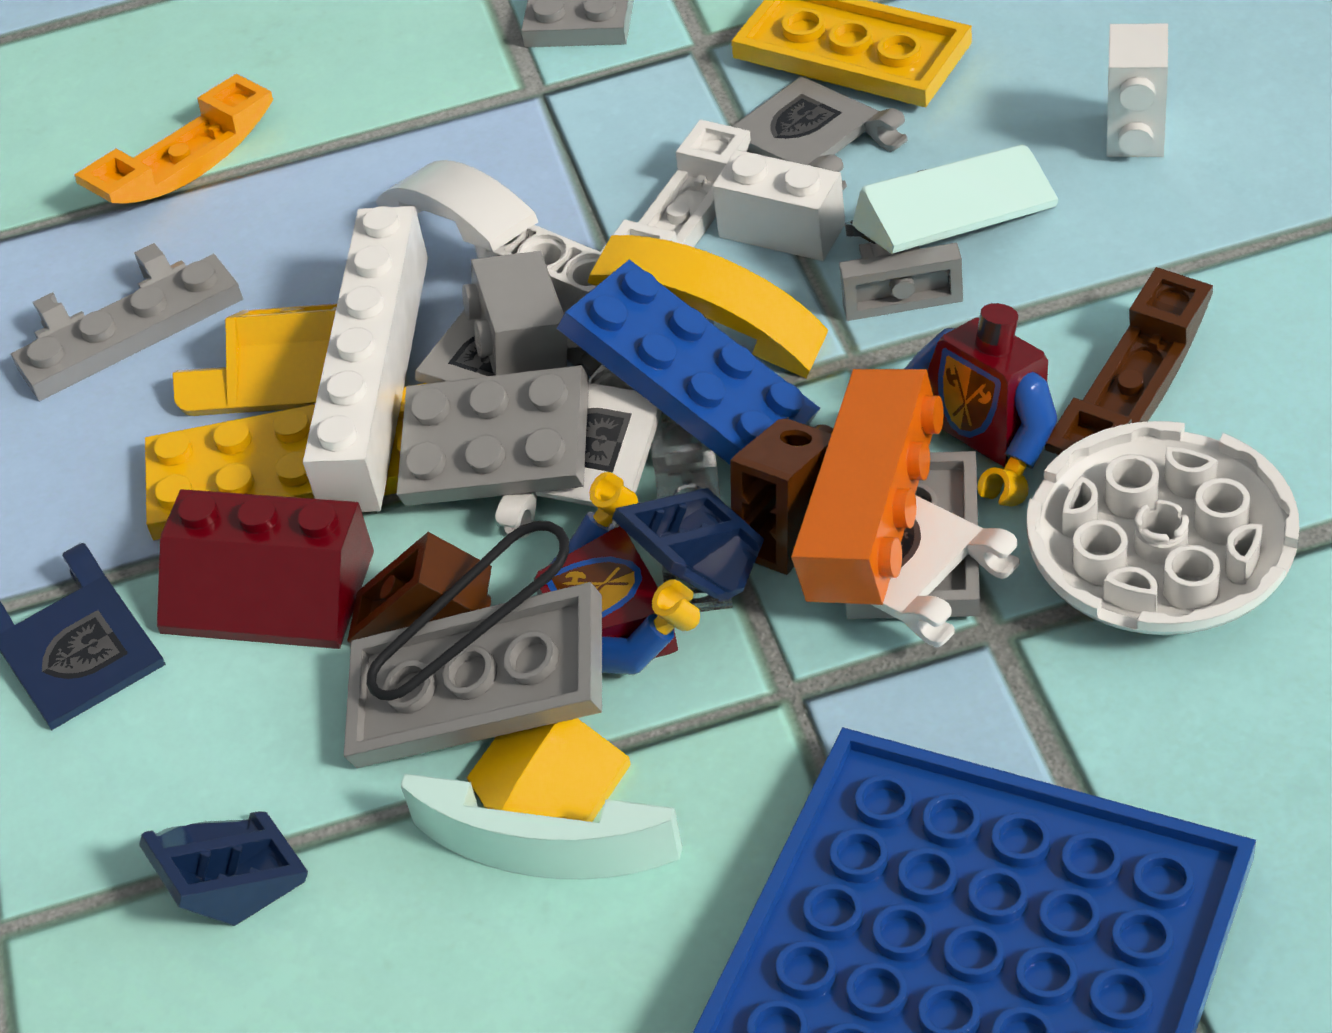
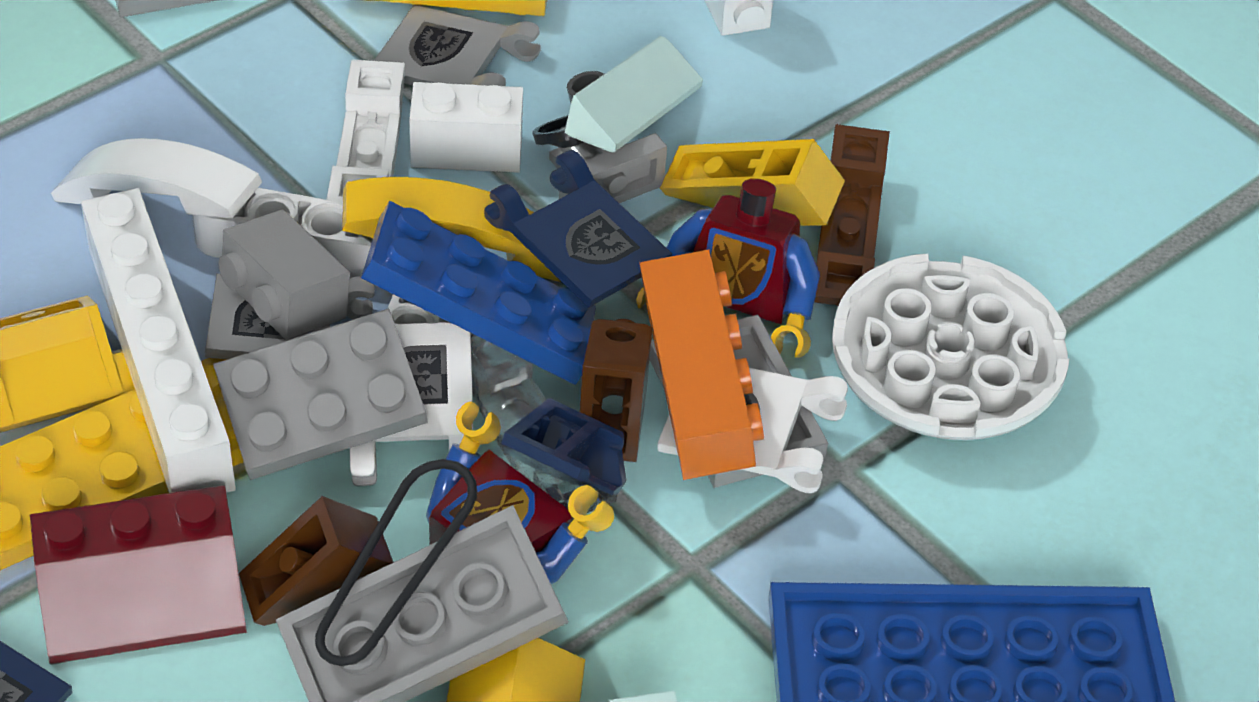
camera: 35 degrees left, 0 degrees up
(817, 333) = (580, 237): none -> dark blue flag
(1058, 312) = (798, 169): none -> yellow slope

